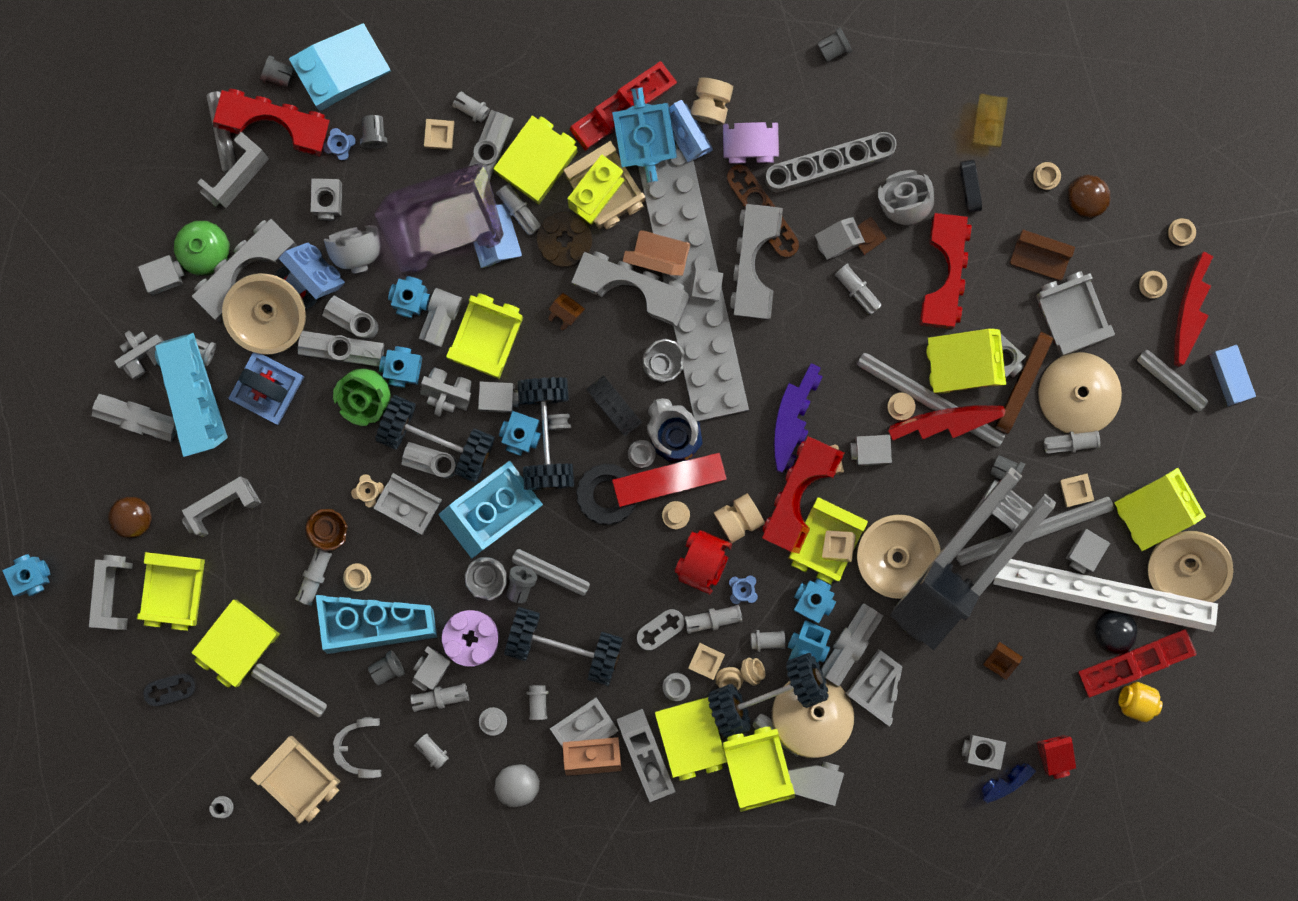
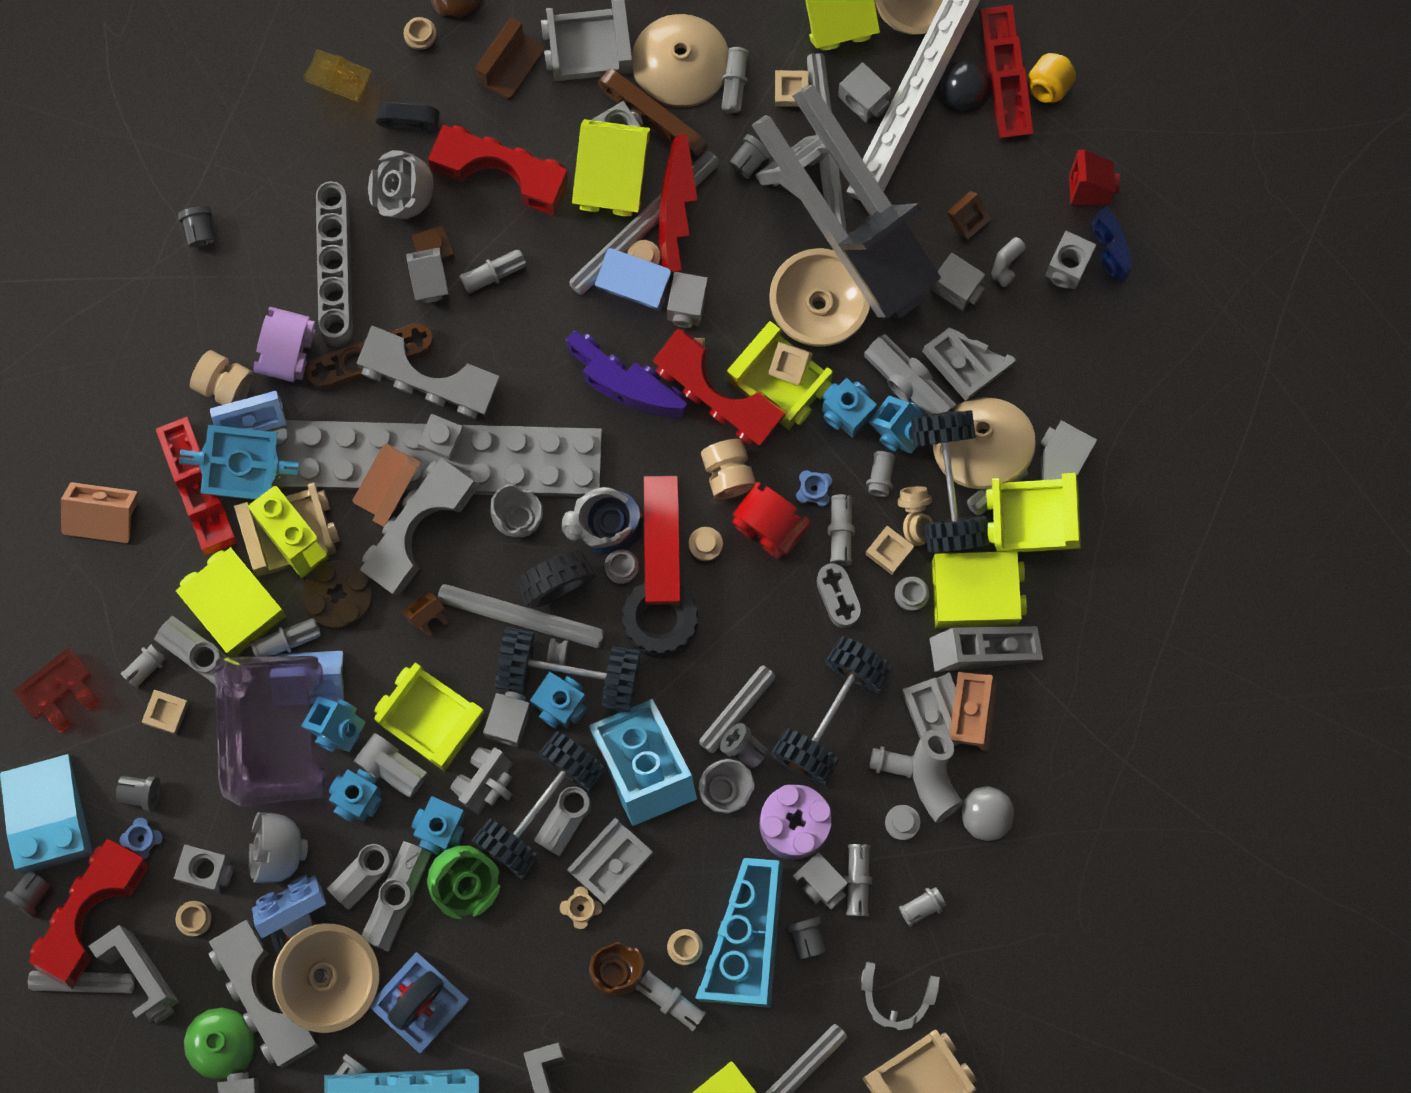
camera: 80 degrees left, 10 degrees down
(288, 201) = (193, 918): none -> tan plate
(441, 43) = (53, 684): none -> clear red plate
(459, 271) = (334, 724): none -> dark azure brick
(531, 736) = (931, 775): none -> light grey cylinder
(582, 382) = (521, 616): none -> light grey axle
(583, 36) = (97, 512): none -> nougat panel
(876, 403) = (633, 279): none -> light blue panel
(943, 666) = (959, 282): none -> light grey brick
(975, 698) = (1003, 260): none -> light grey arm

